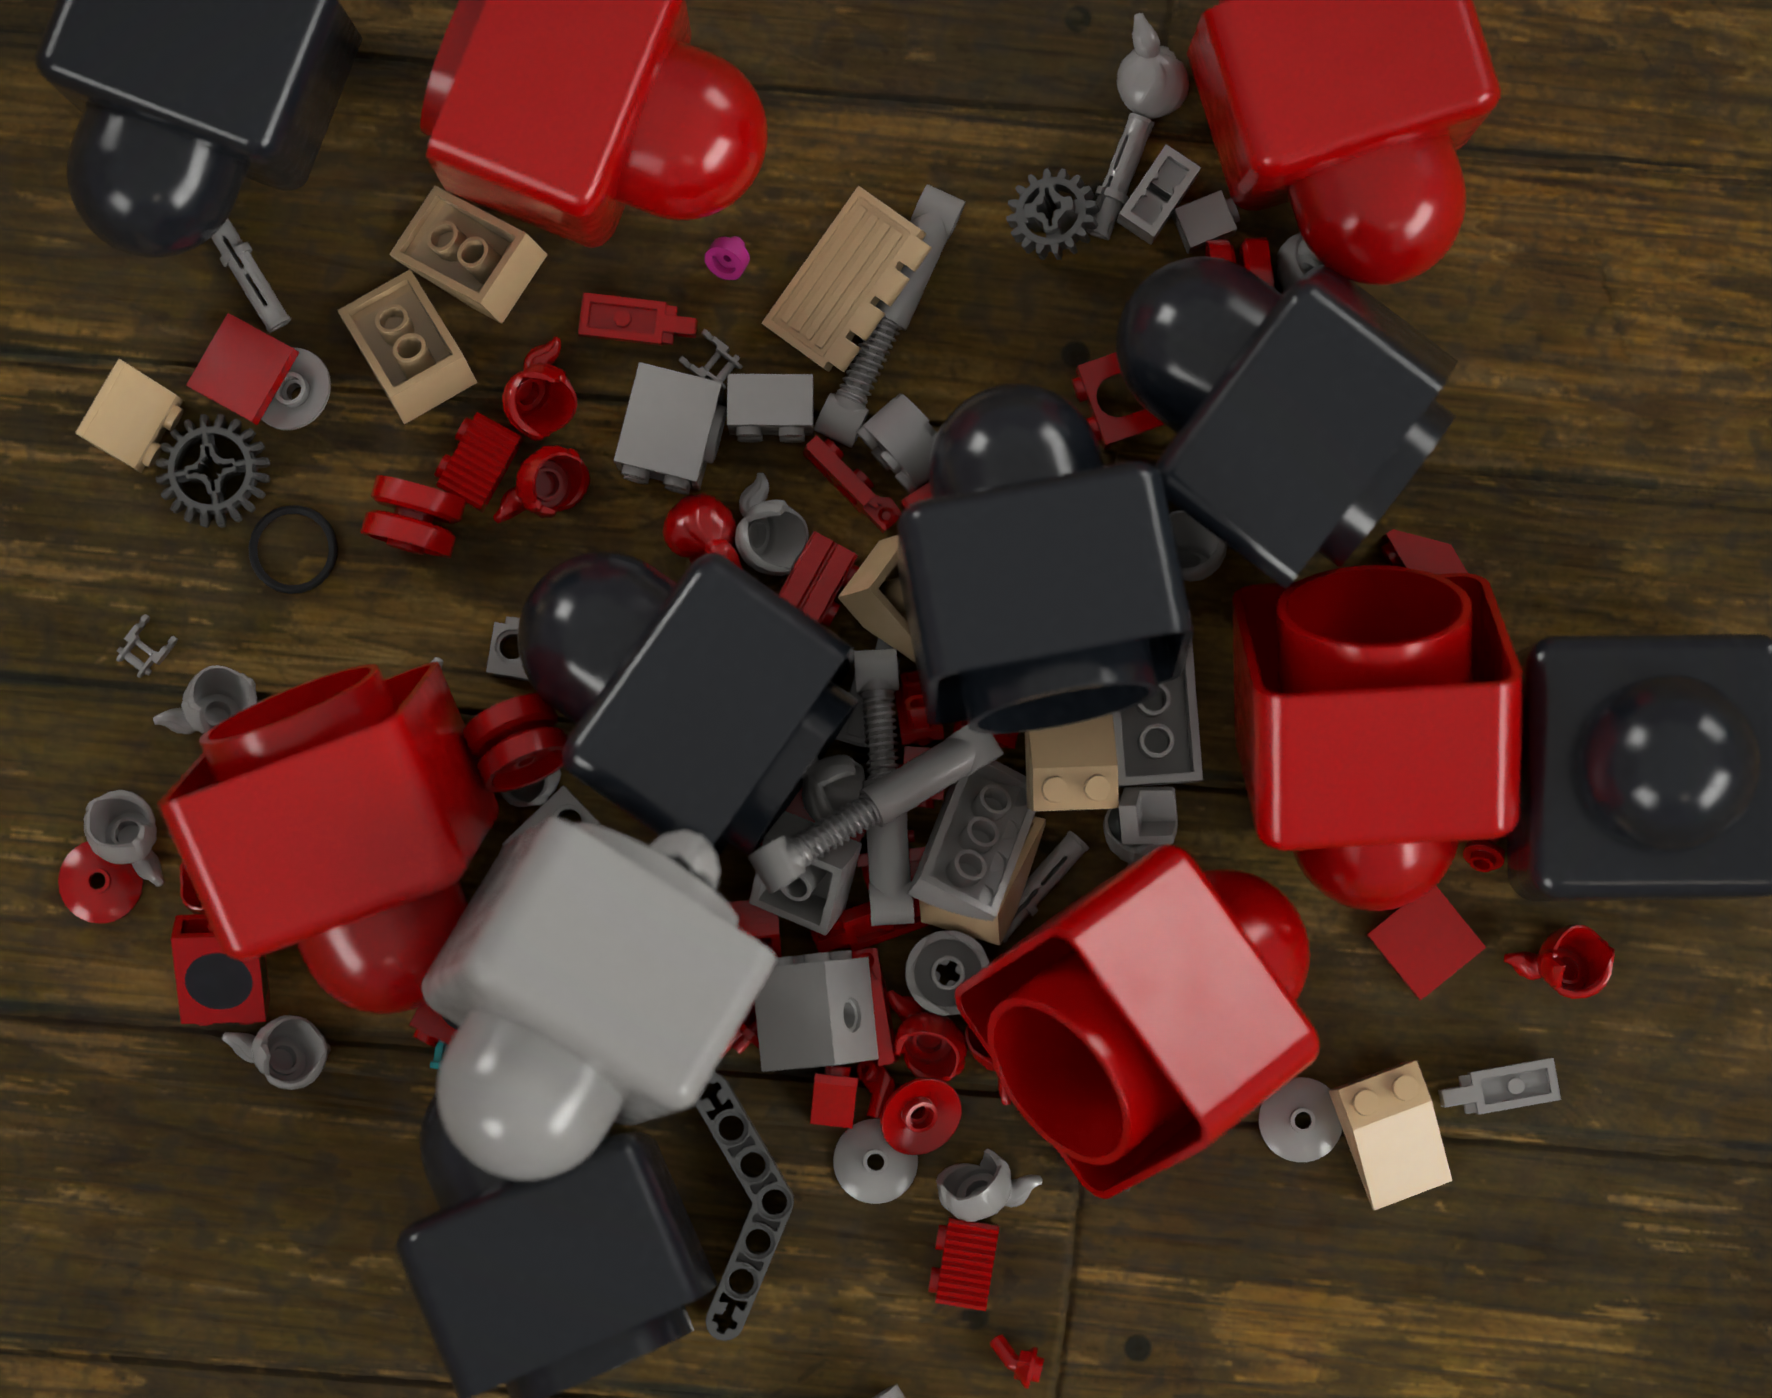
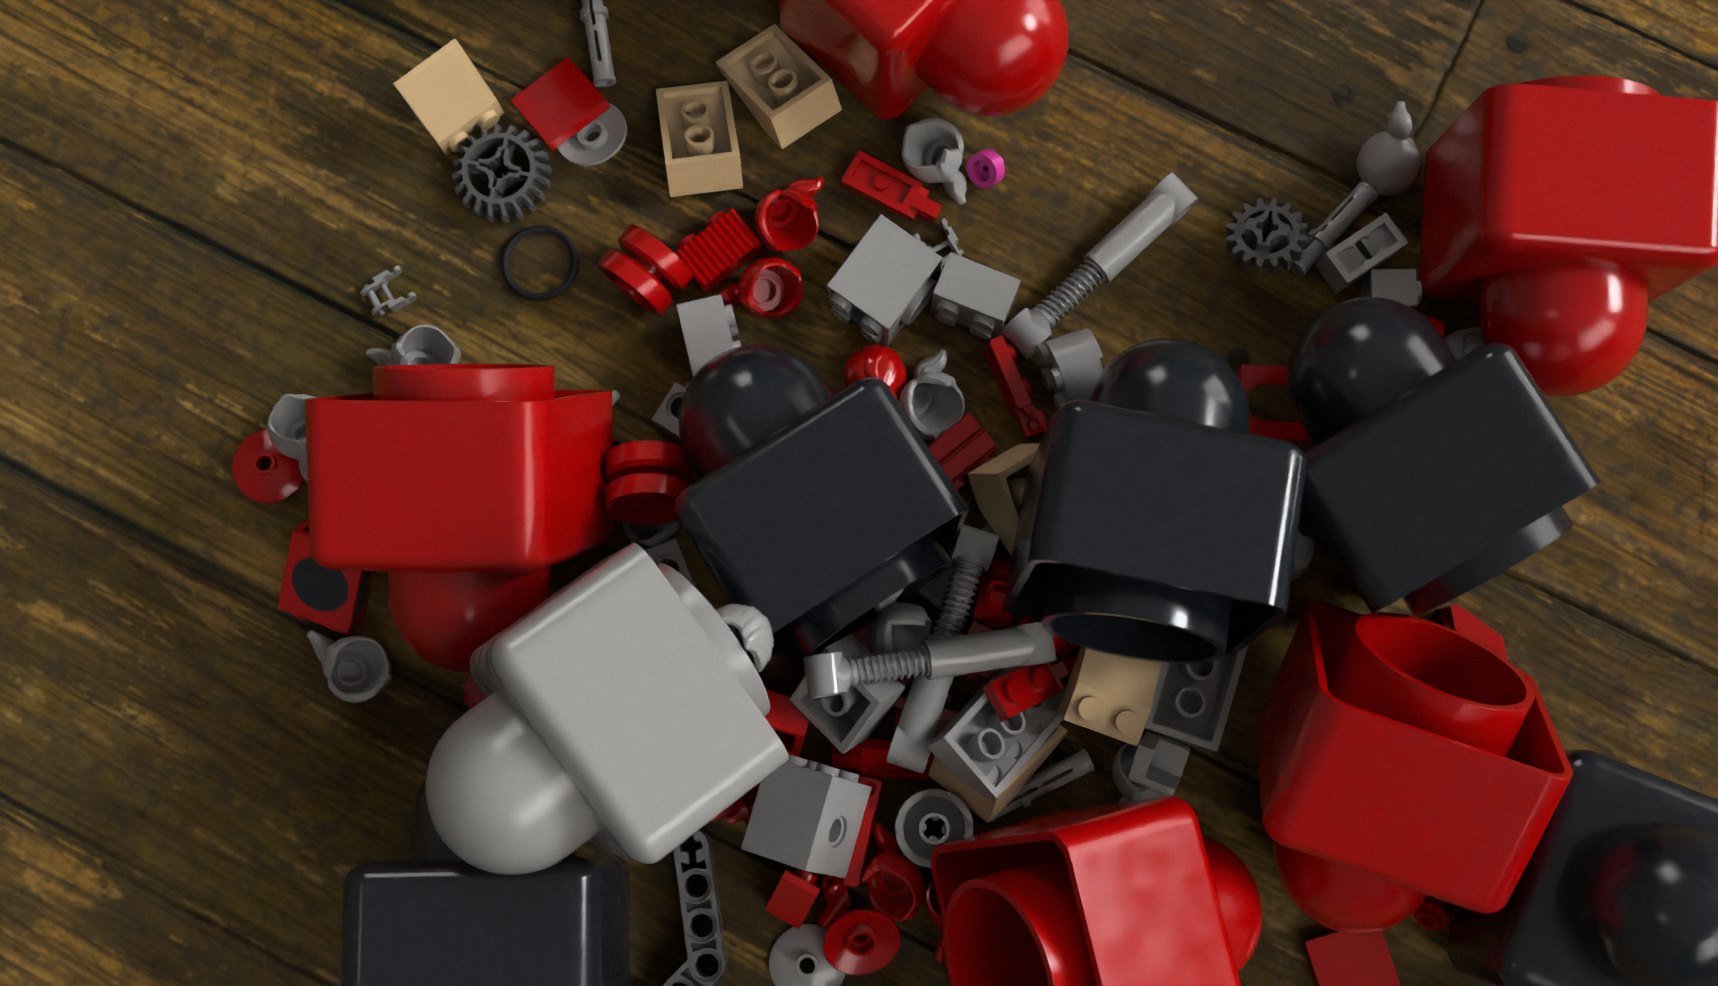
camera: 25 degrees right, 5 degrees down
(509, 560) = (707, 329): none -> light grey brick
(667, 266) = (934, 154): none -> light grey hair
(846, 279) = (1077, 220): tan hinge -> none
(986, 792) = (1027, 687): none -> red hinge

